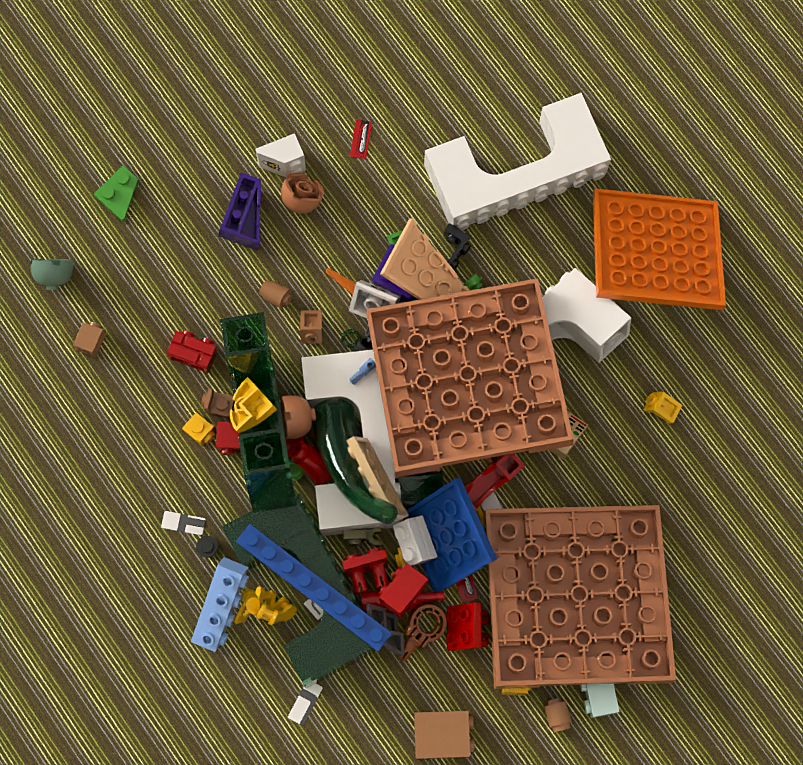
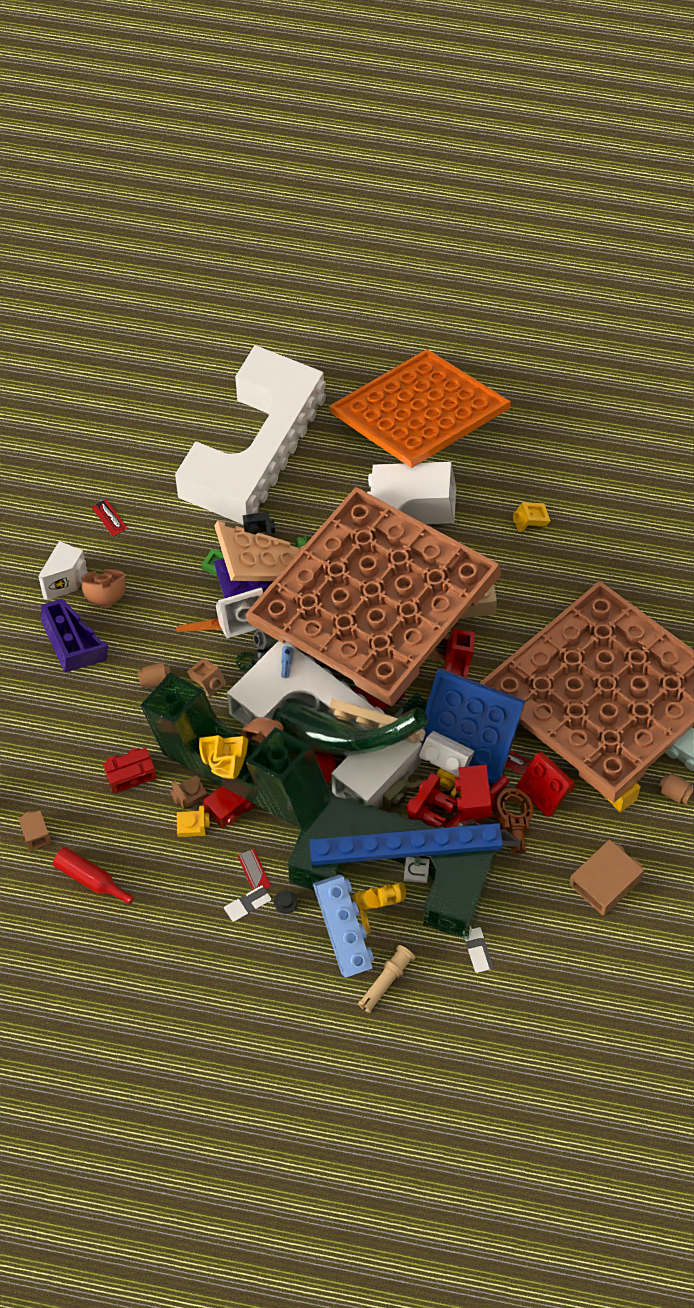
camera: 40 degrees left, 15 degrees down
(95, 405) = (88, 874): none -> red piece
(210, 501) = (253, 869): none -> sticker
(230, 664) = (392, 970): none -> tan pin

